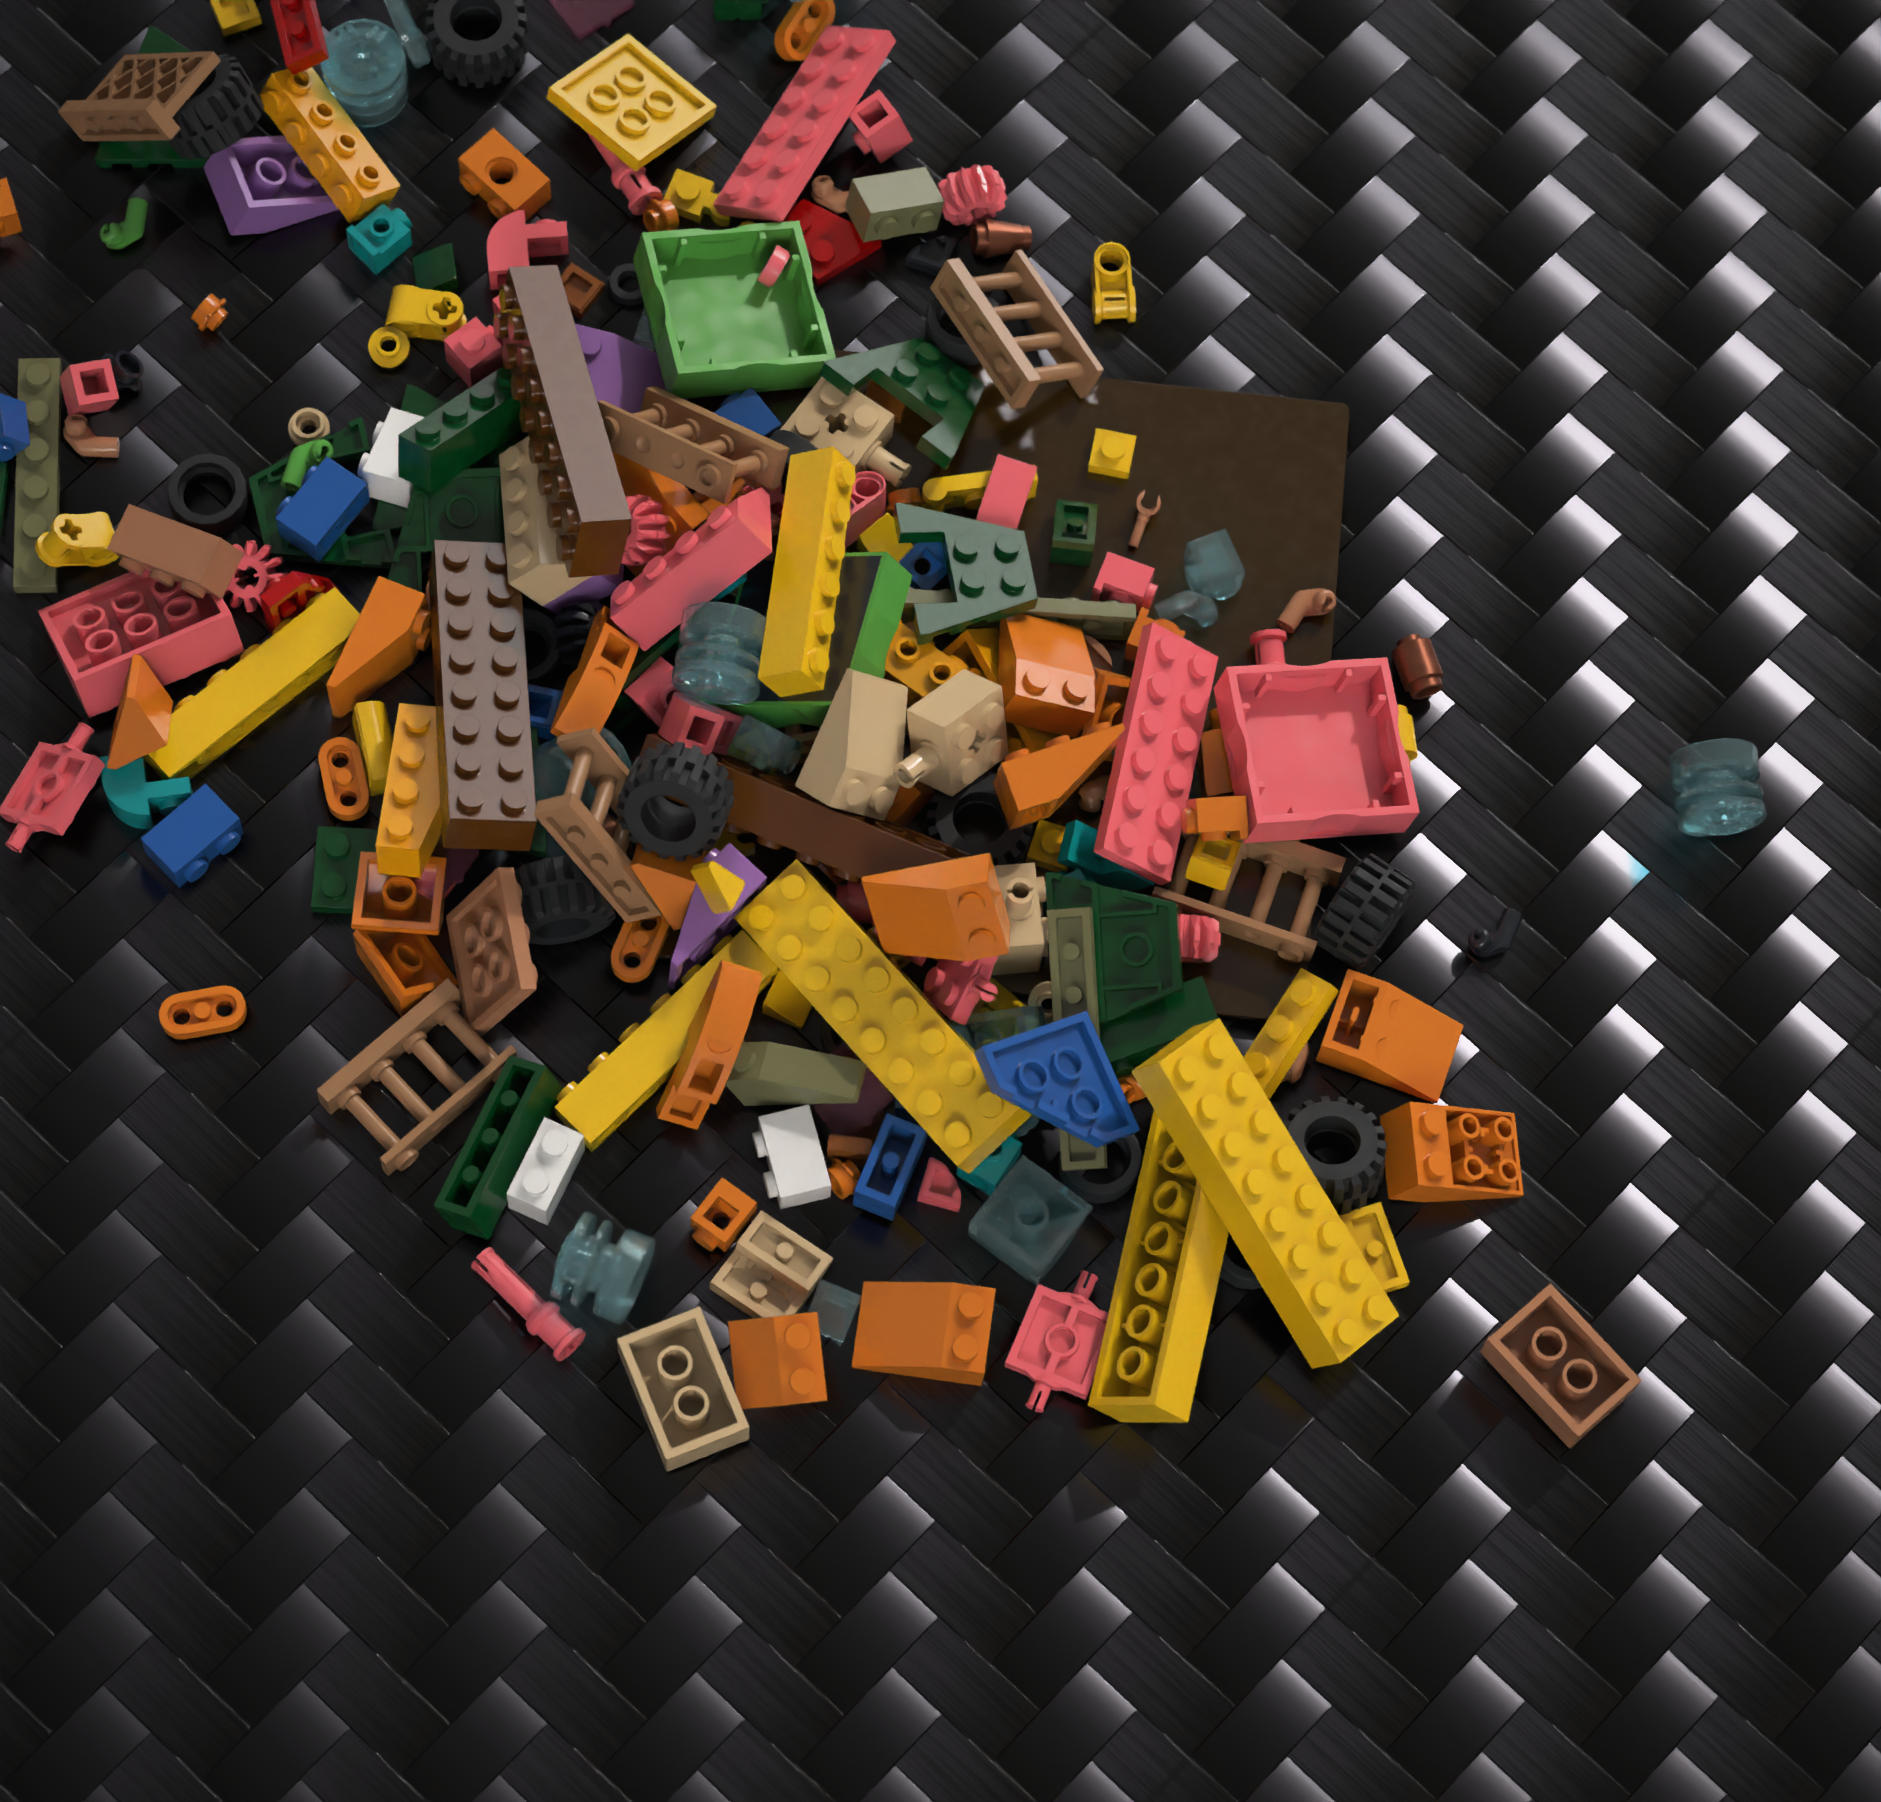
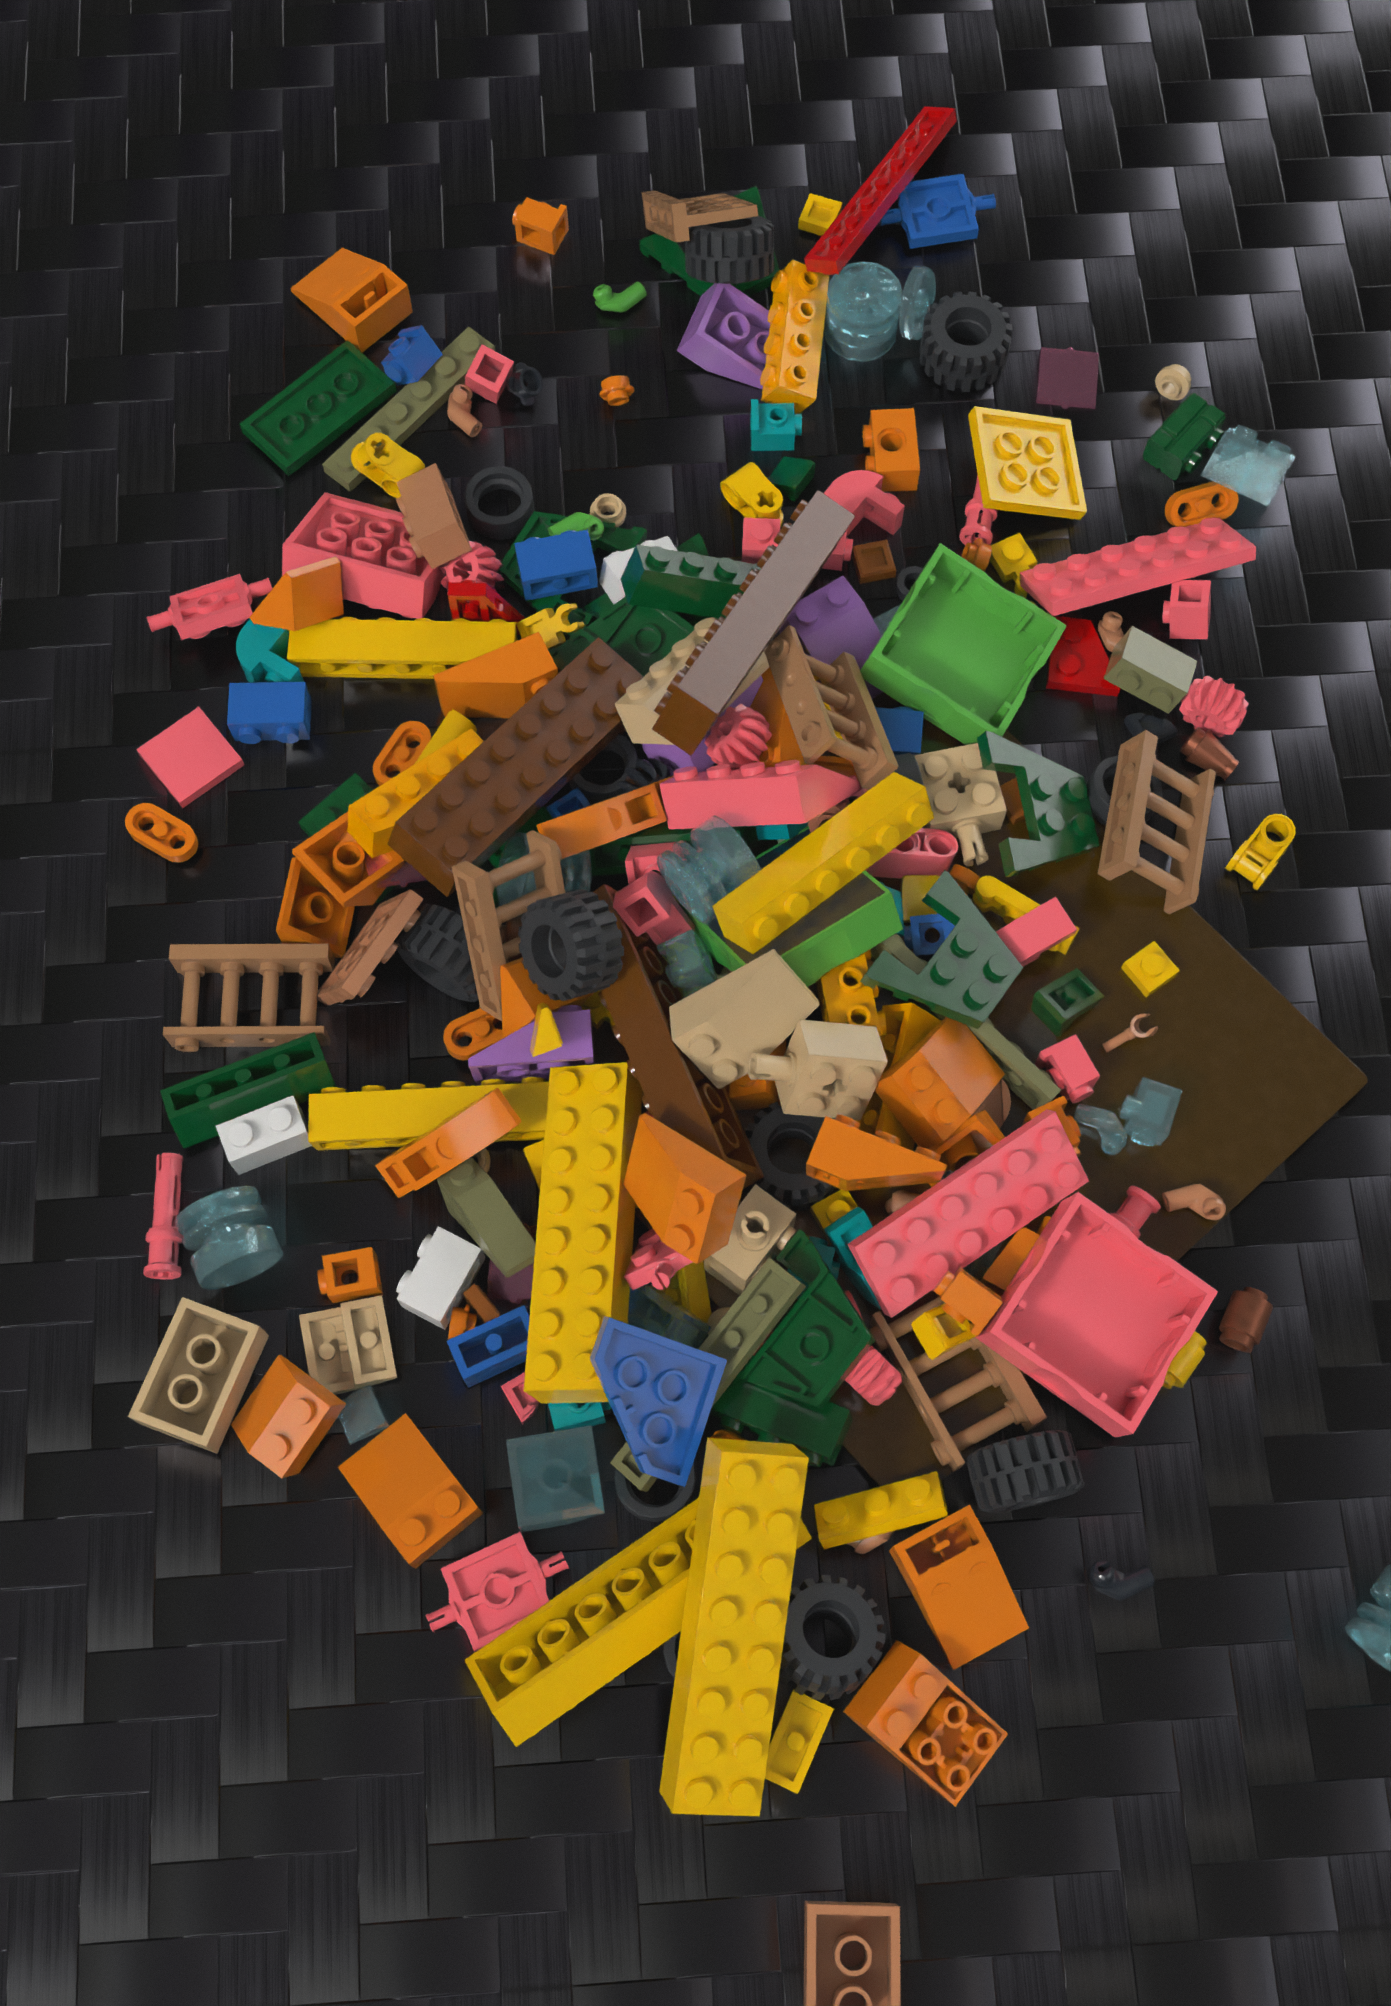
camera: 50 degrees right, 0 degrees up
(158, 931) = (190, 757): none -> coral tile
(361, 571) = (550, 625): none -> yellow plate
(392, 358) = (715, 508): yellow plate -> none
(773, 266) = (1020, 644): coral tile -> none

